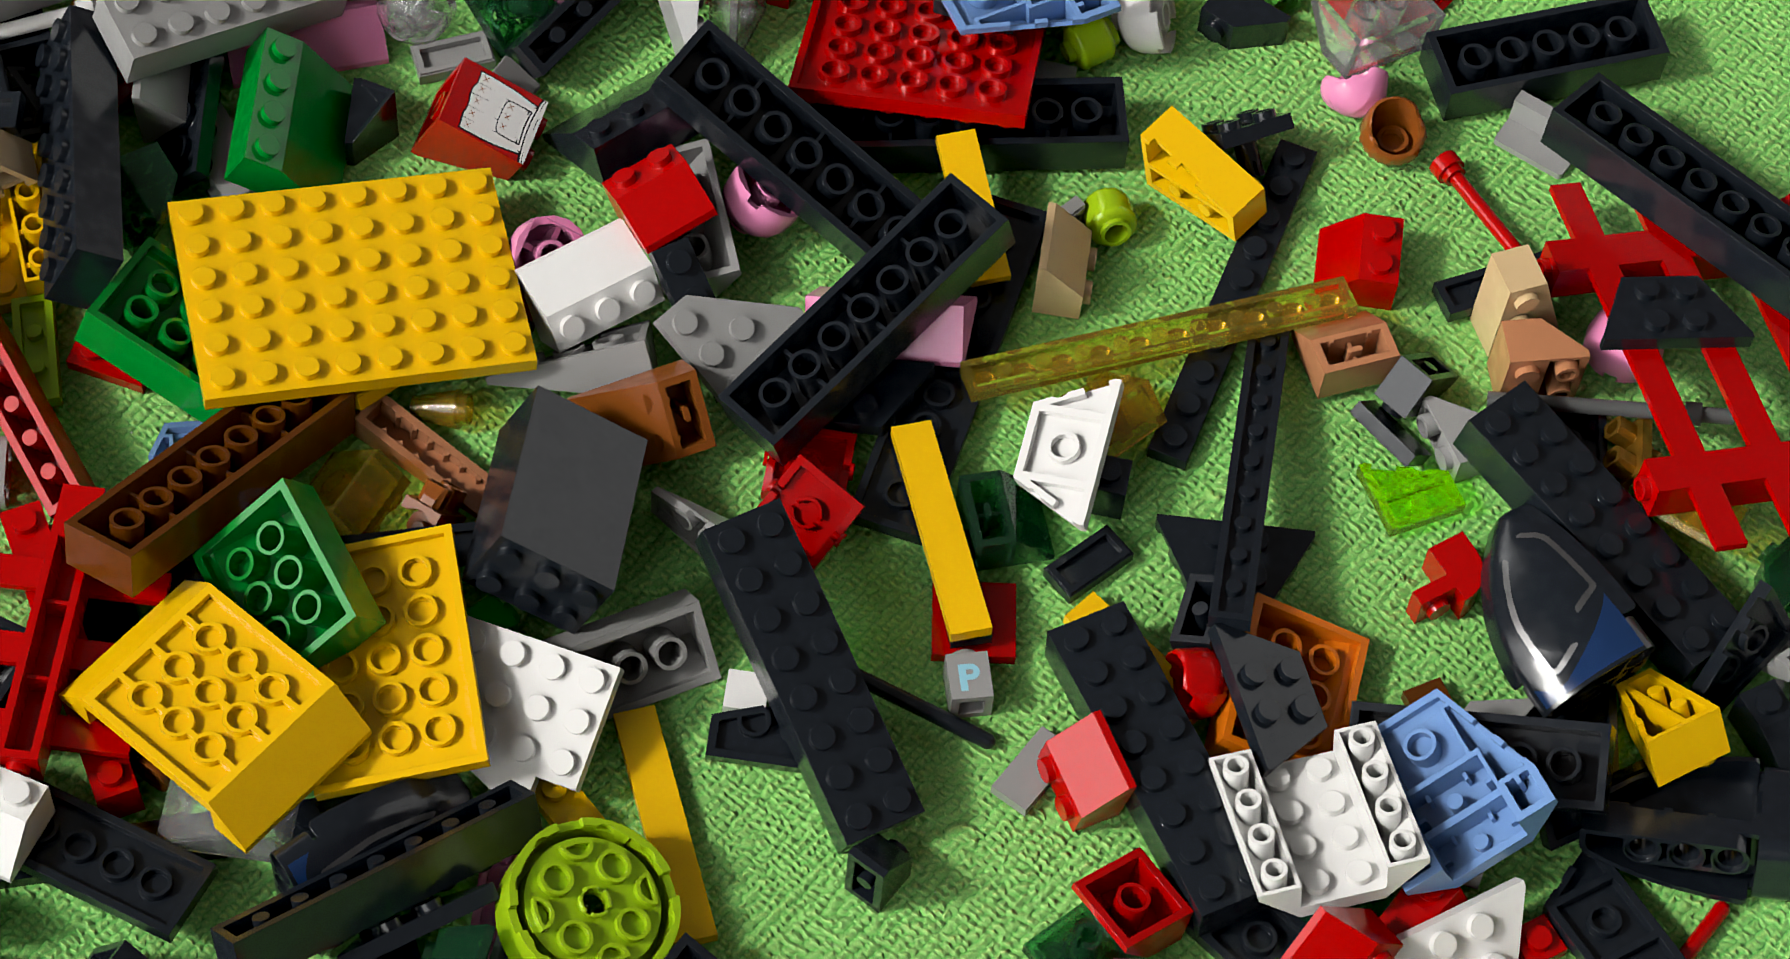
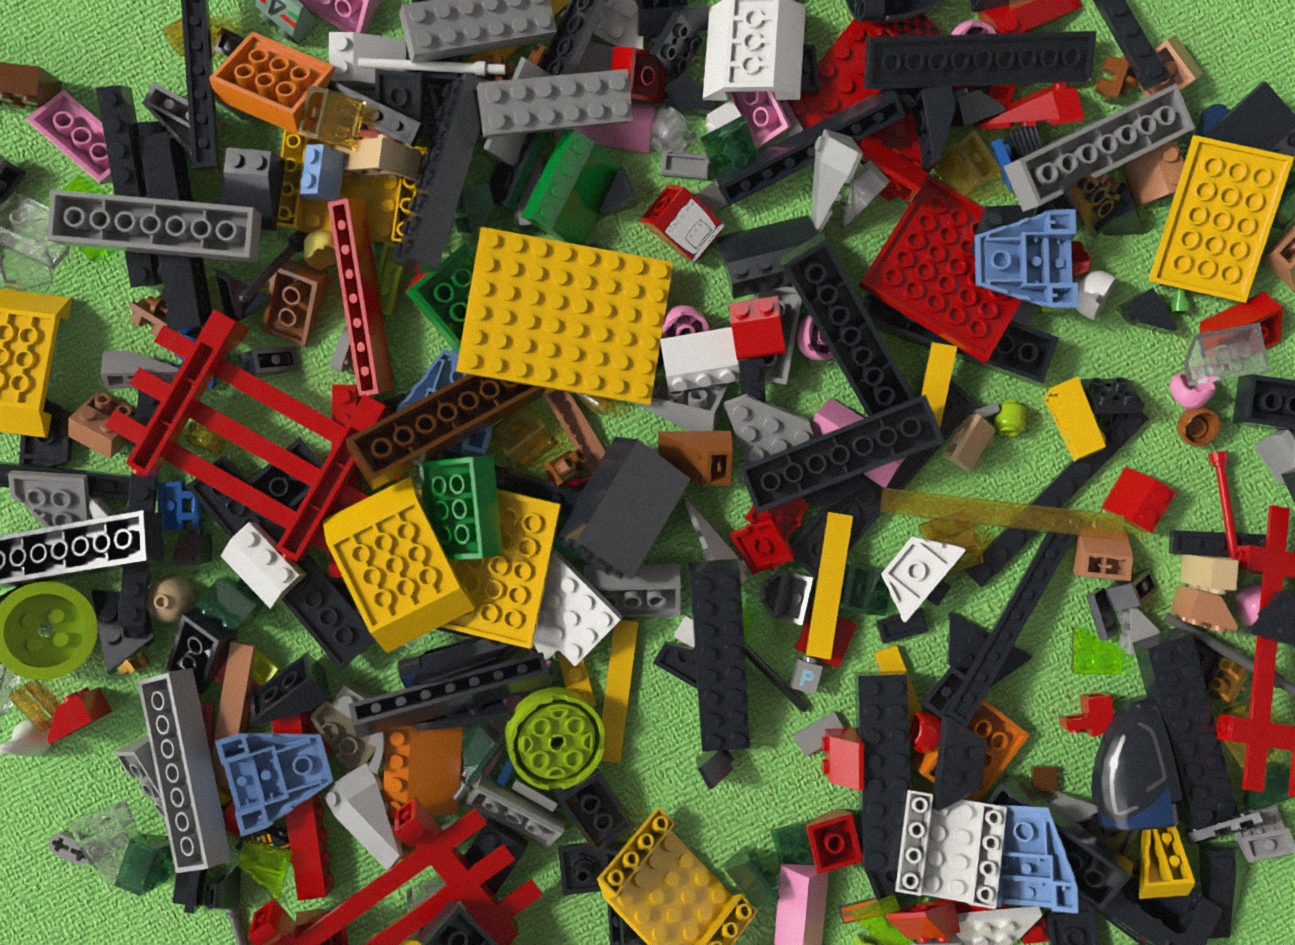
camera: 30 degrees right, 30 degrees up
(884, 579) = (788, 596): none -> dark grey slope

